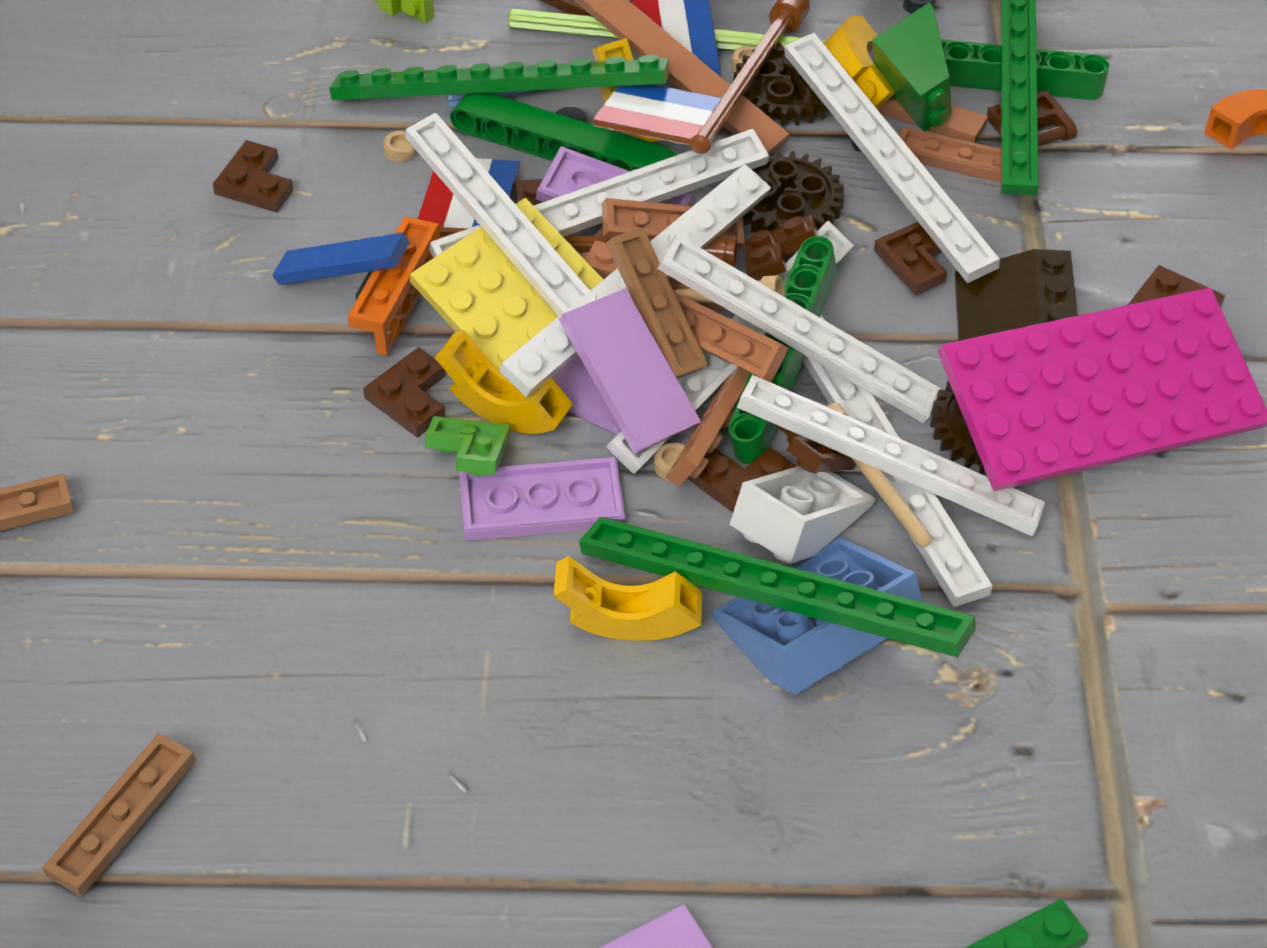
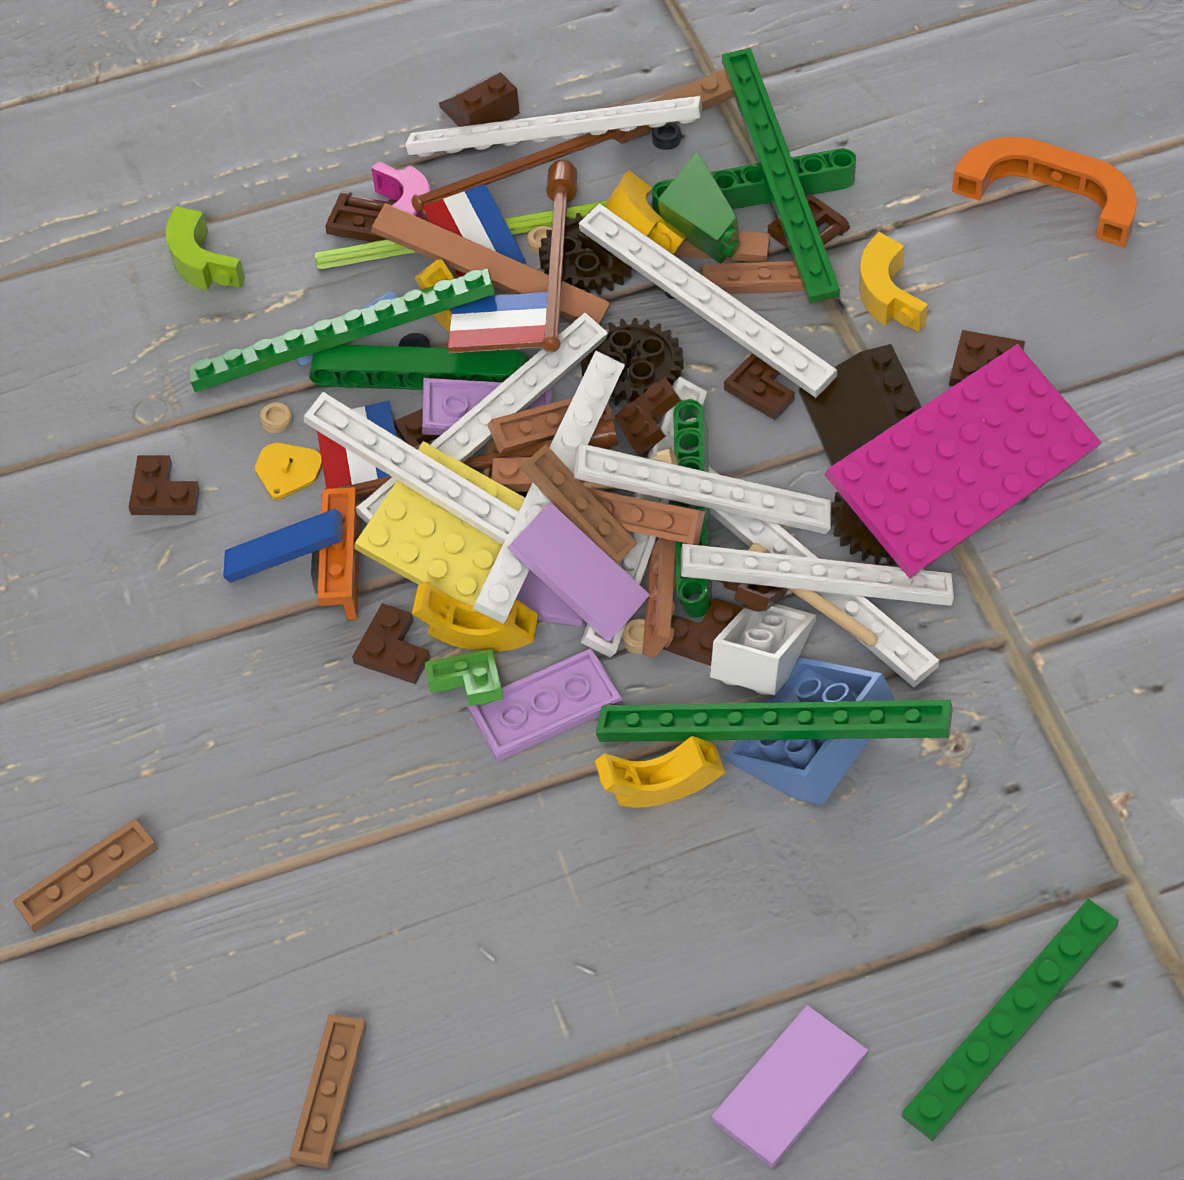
camera: 15 degrees left, 5 degrees up
(379, 201) = (280, 475): none -> yellow piece
(1083, 211) = (879, 294): none -> yellow arch

